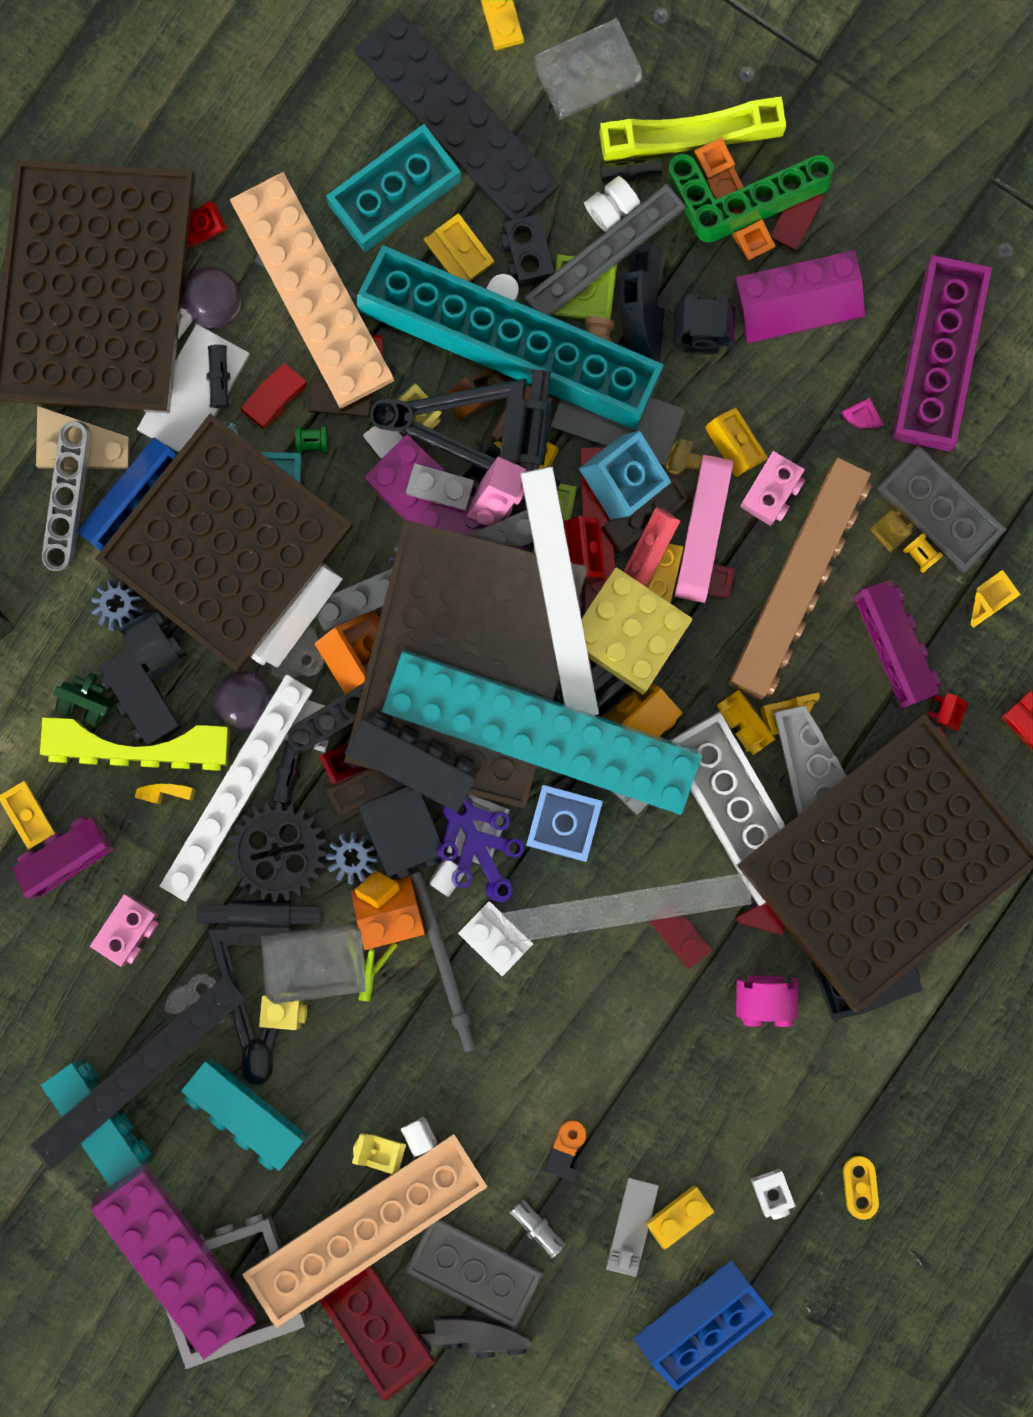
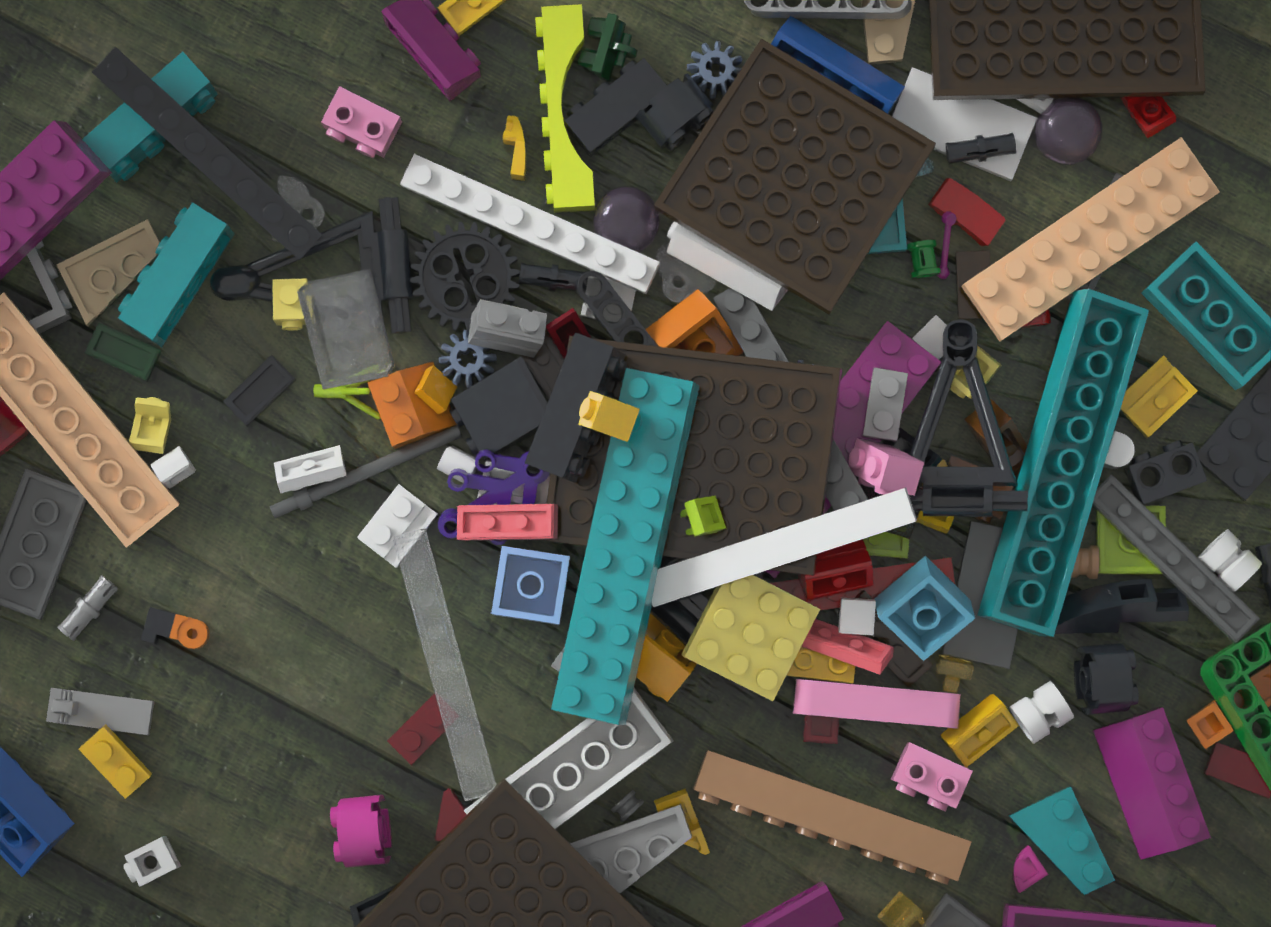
camera: 80 degrees right, 0 degrees up
(230, 1176) = (108, 268): none -> tan wing
(278, 412) = (948, 219): none -> magenta hinge
(308, 1171) = (123, 352): none -> dark green tile
(330, 817) = (507, 328): none -> light grey brick
(358, 1050) = (259, 390): none -> black tile
(425, 731) = (608, 416): none -> yellow brick
(435, 1012) = (310, 469): none -> white plate
(505, 837) = (507, 522): none -> coral tile
(523, 658) = (703, 516): none -> lime tile
(625, 535) = (857, 616): none -> white tile
(727, 384) = (1041, 712): none -> white wheel
(741, 715) = (658, 782): yellow hinge -> none
(769, 760) = (627, 805): none -> dark grey bush
(837, 379) = (1066, 839): none -> teal wing

